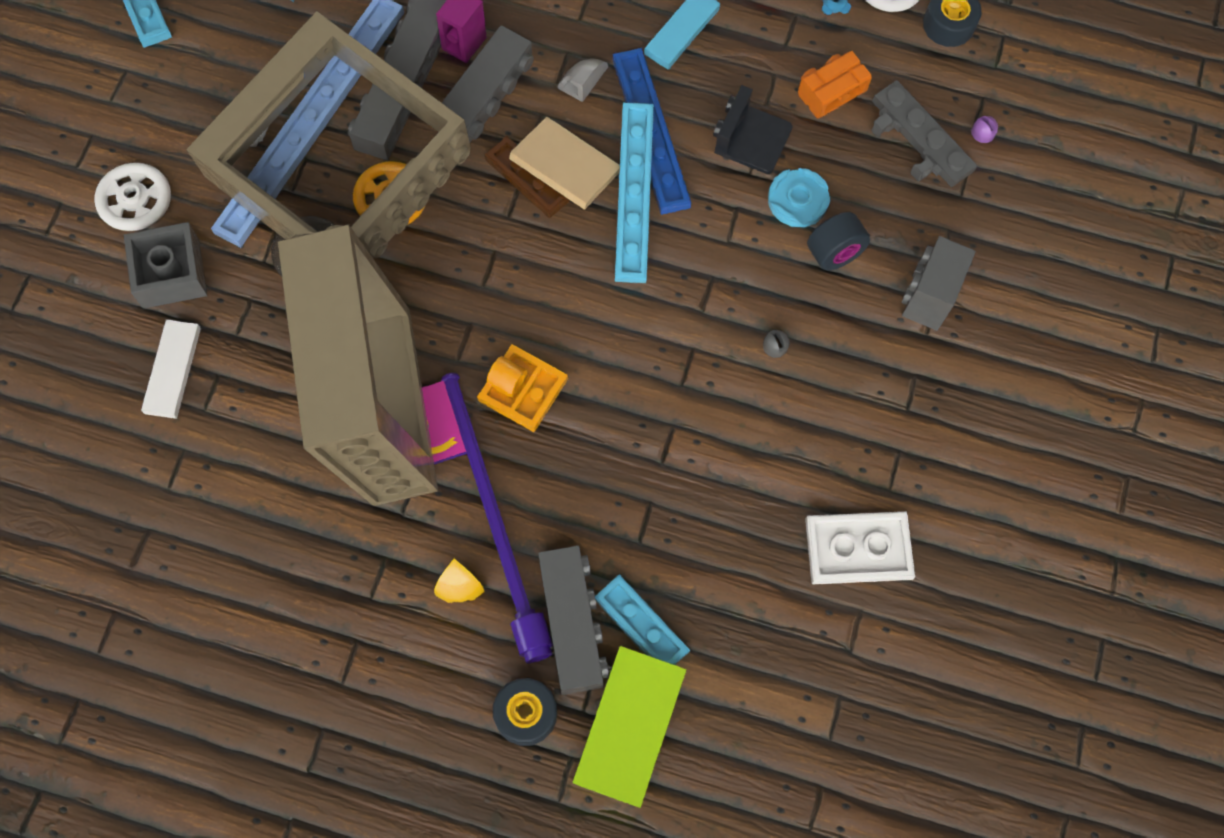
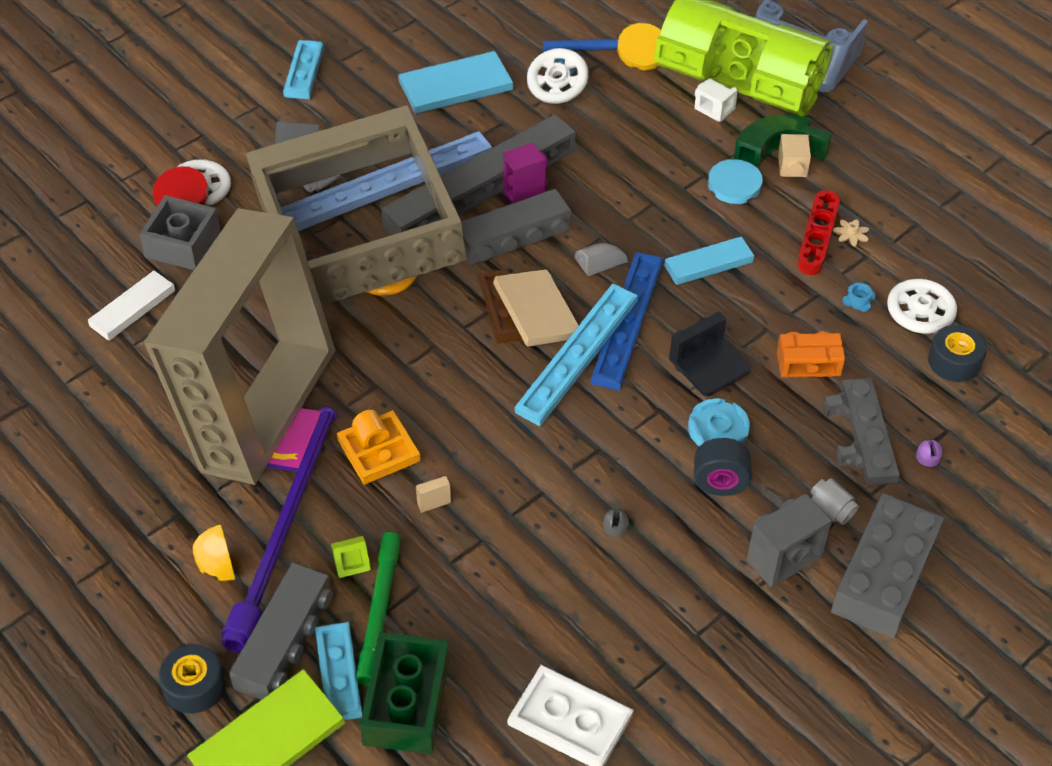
camera: 35 degrees right, 20 degrees down
(123, 212) = (183, 184): none -> red tile
(195, 91) = (288, 131): none -> dark grey brick
(578, 511) = (350, 557): none -> lime tile
(606, 407) = (433, 494): none -> tan tile
(658, 591) = (387, 561): none -> green piece
(721, 613) = (405, 693): none -> dark green brick
(942, 221) = (834, 501): none -> light grey brick
(1023, 259) = (887, 565): none -> dark grey brick

